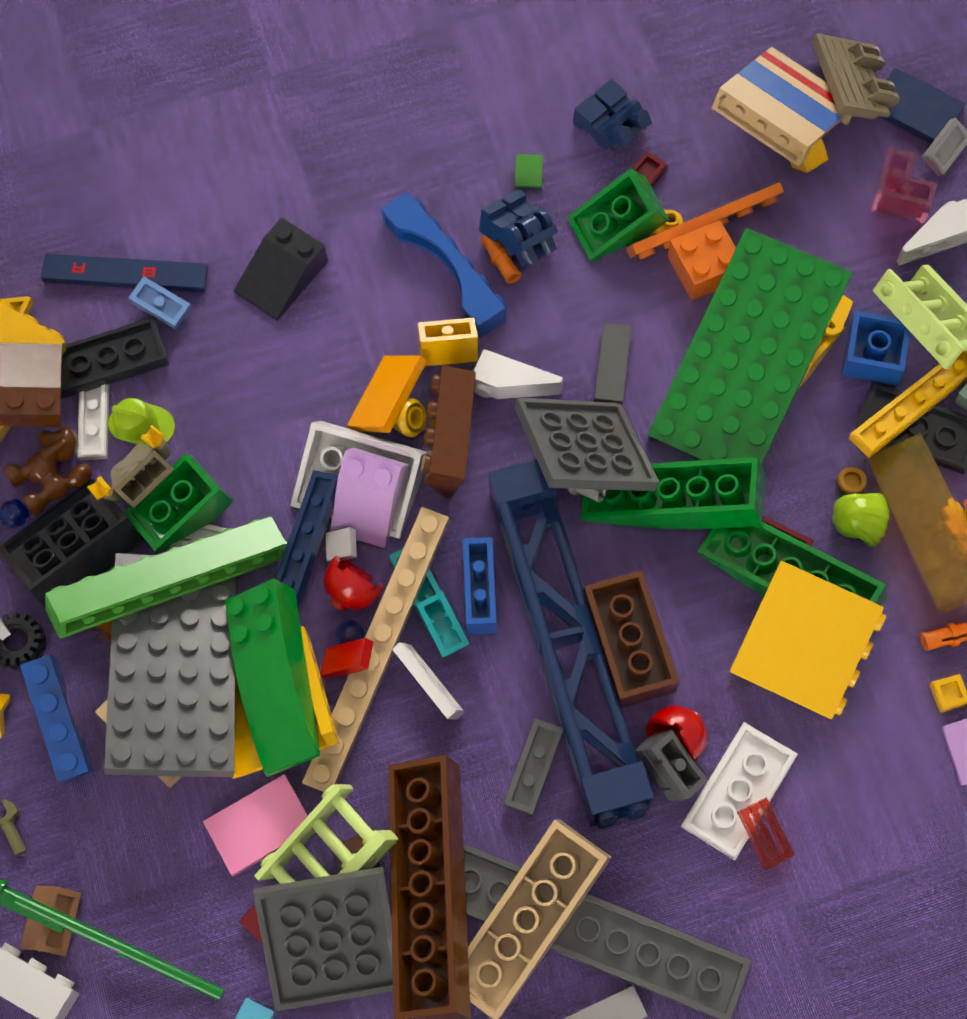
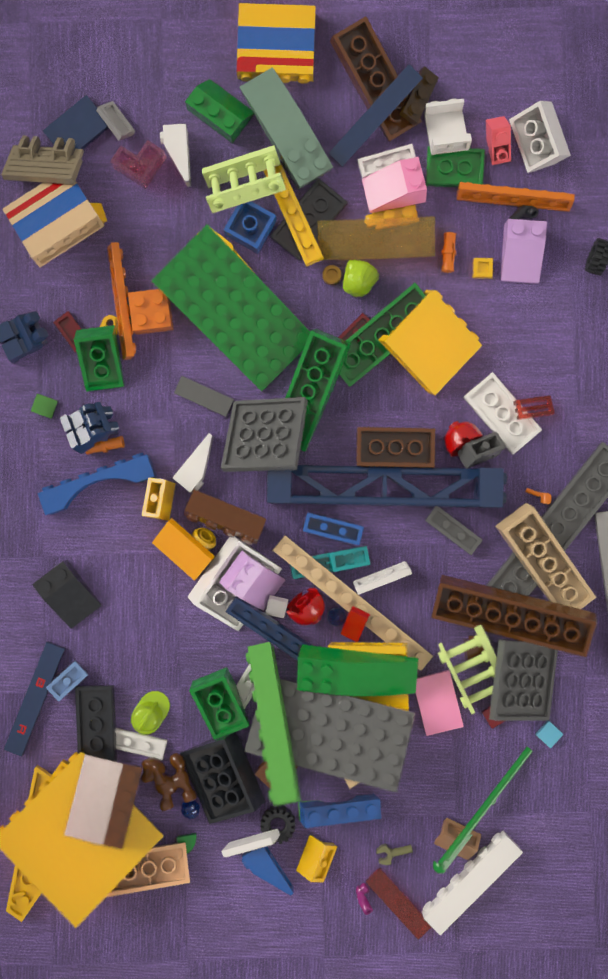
camera: 75 degrees left, 20 degrees up
(137, 472) = (193, 726): dark tan torso -> none
(630, 897) = (545, 497): none -> orange hand

